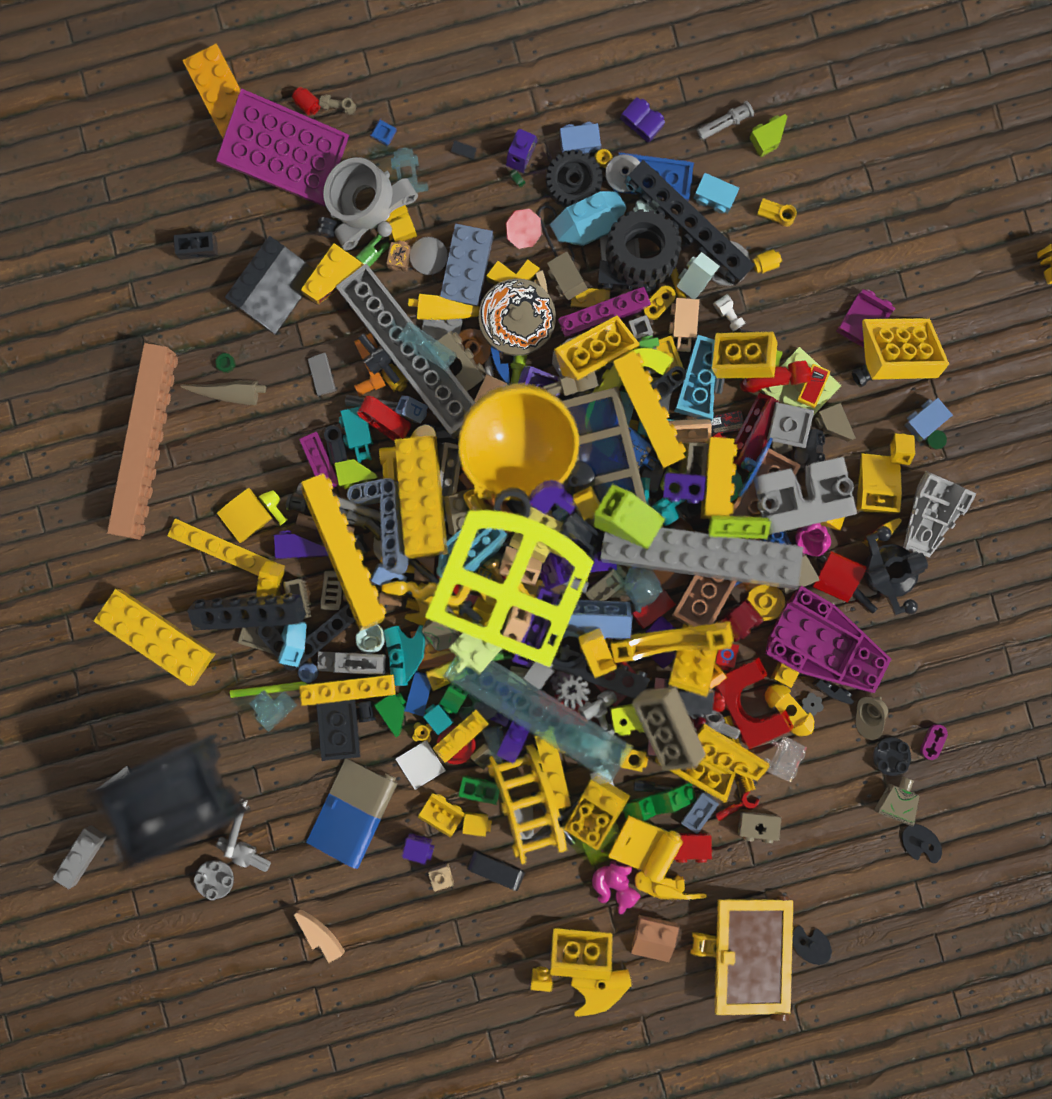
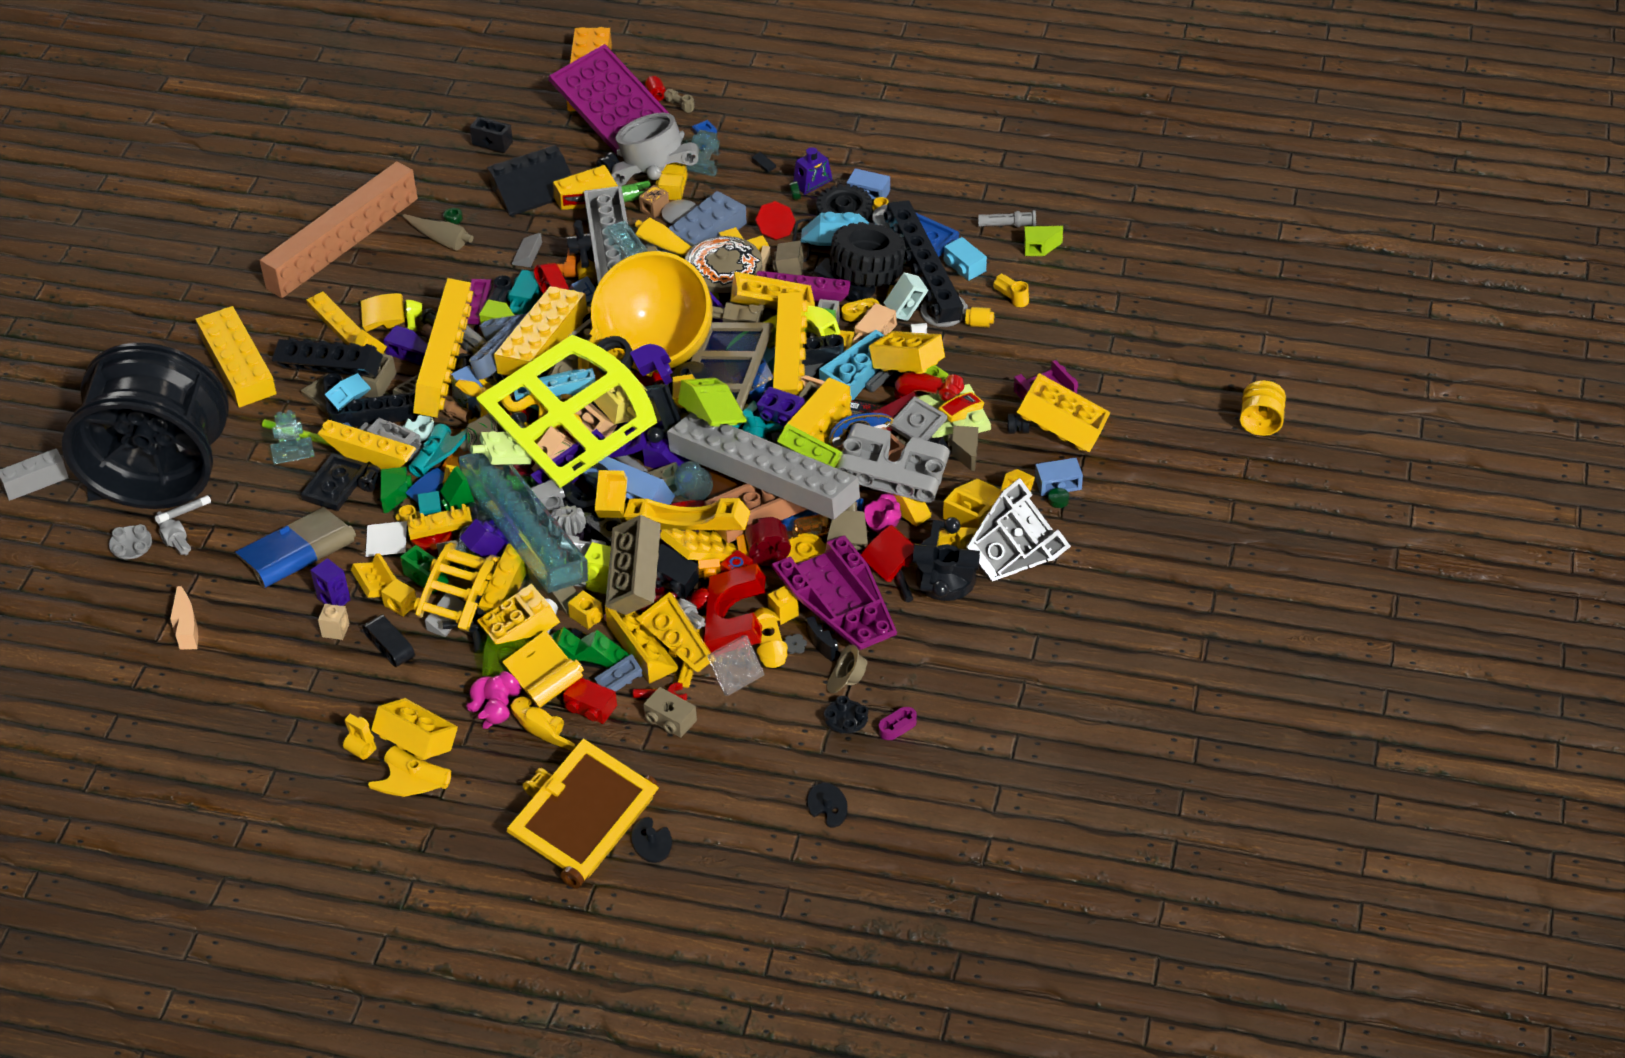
camera: 30 degrees right, 40 degrees down
(643, 119) = (933, 192): dark purple brick -> none
(654, 938) = (496, 757): nougat slope -> none
(899, 802) = (825, 753): dark tan torso -> none

